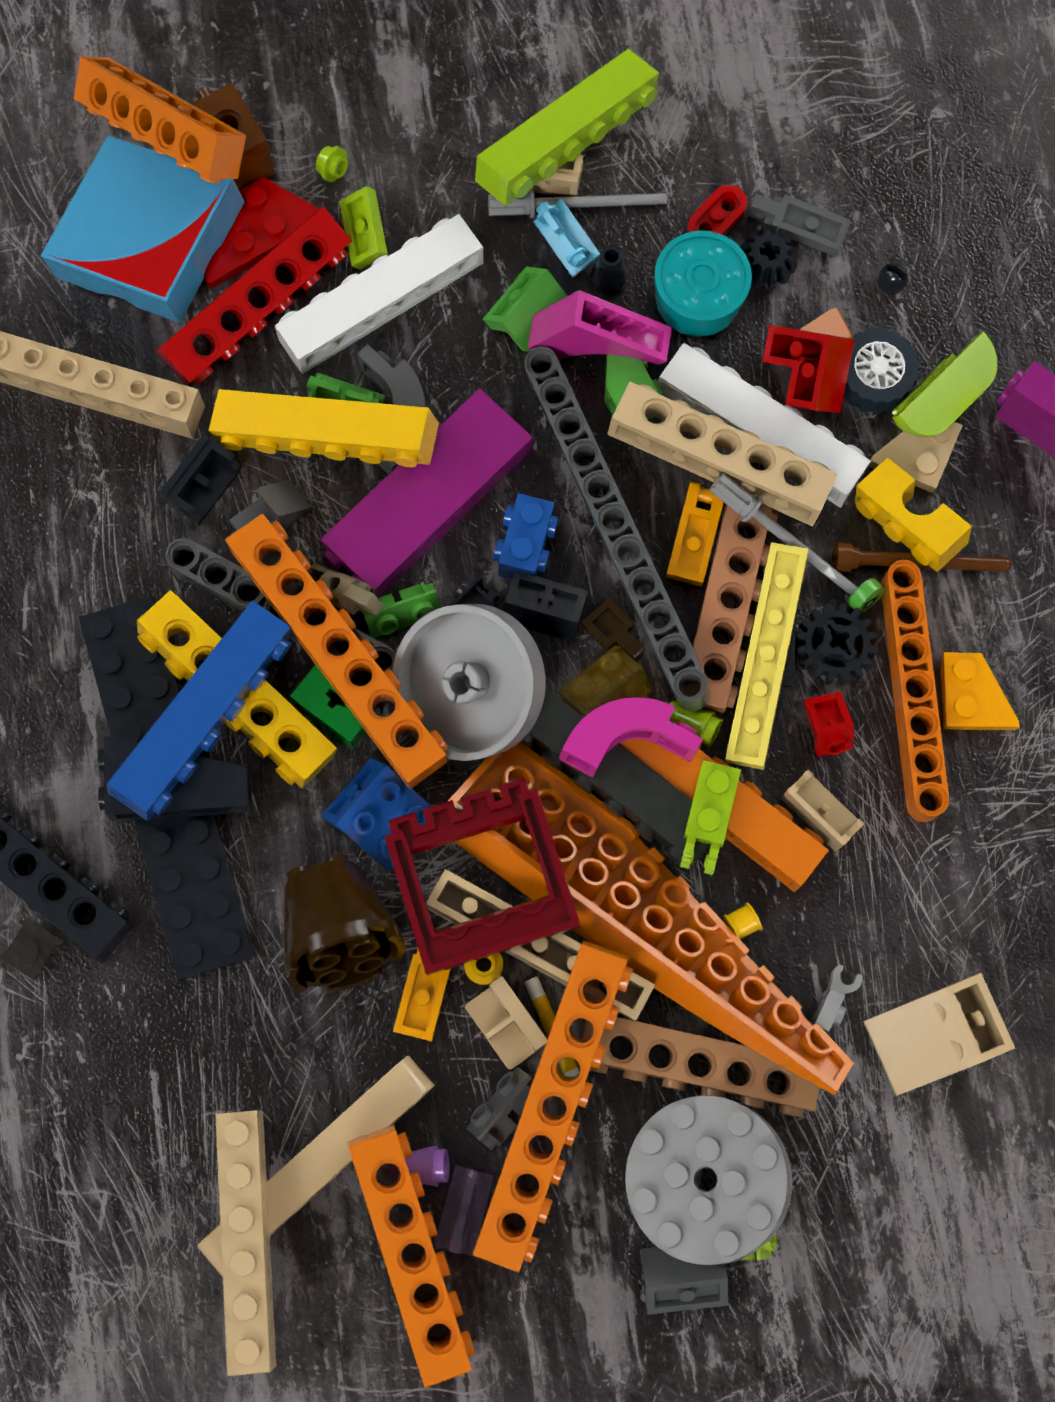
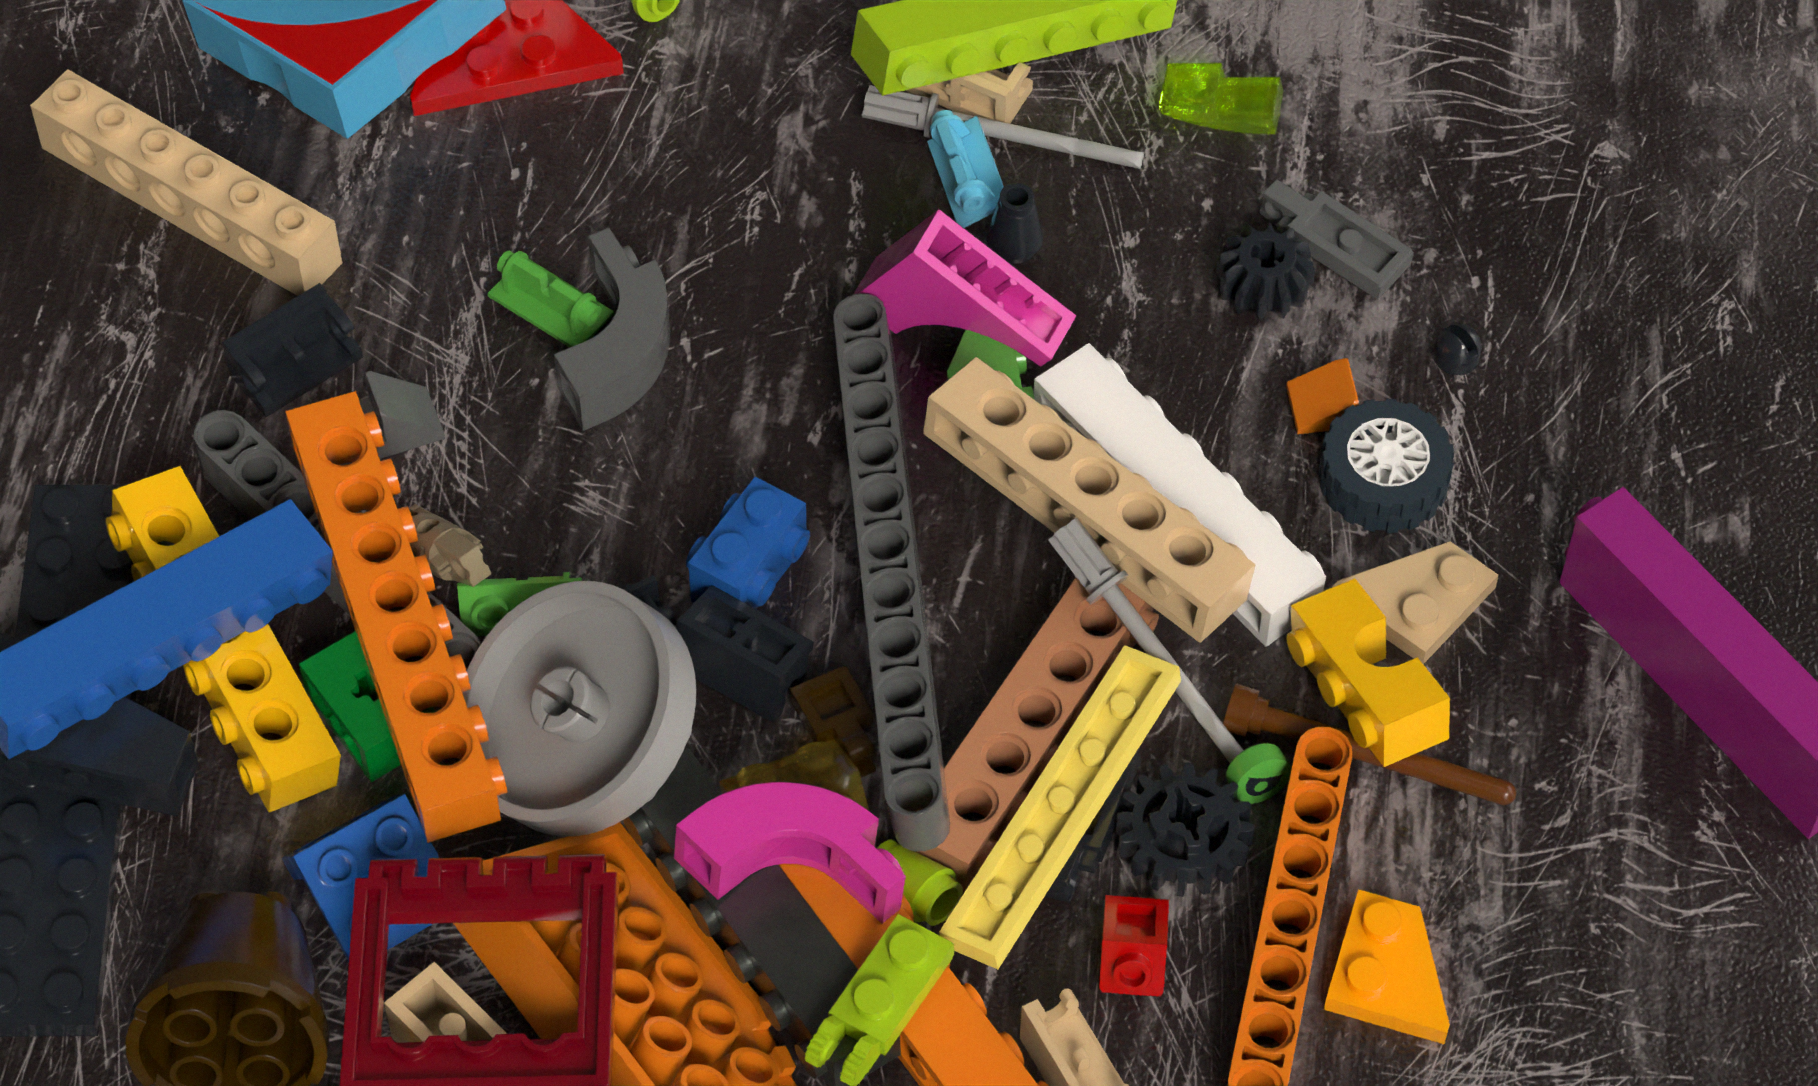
camera: 20 degrees right, 20 degrees down
(320, 231) = (593, 65): red brick -> none
(324, 427) = (500, 316): yellow brick -> none
(363, 227) = (667, 85): lime plate -> none
(379, 293) = (658, 174): white brick -> none
(423, 502) = (622, 454): magenta brick -> none
(526, 296) = (855, 244): bright green panel -> none
(694, 536) = (1011, 618): light orange plate -> none
(700, 144) = (1208, 99): none -> clear neon green slope
(701, 282) = (1143, 270): teal wheel -> none
(712, 215) = (1204, 199): red plate -> none
(817, 363) = (1282, 420): red brick -> none
(948, 389) = (1486, 511): lime brick -> none

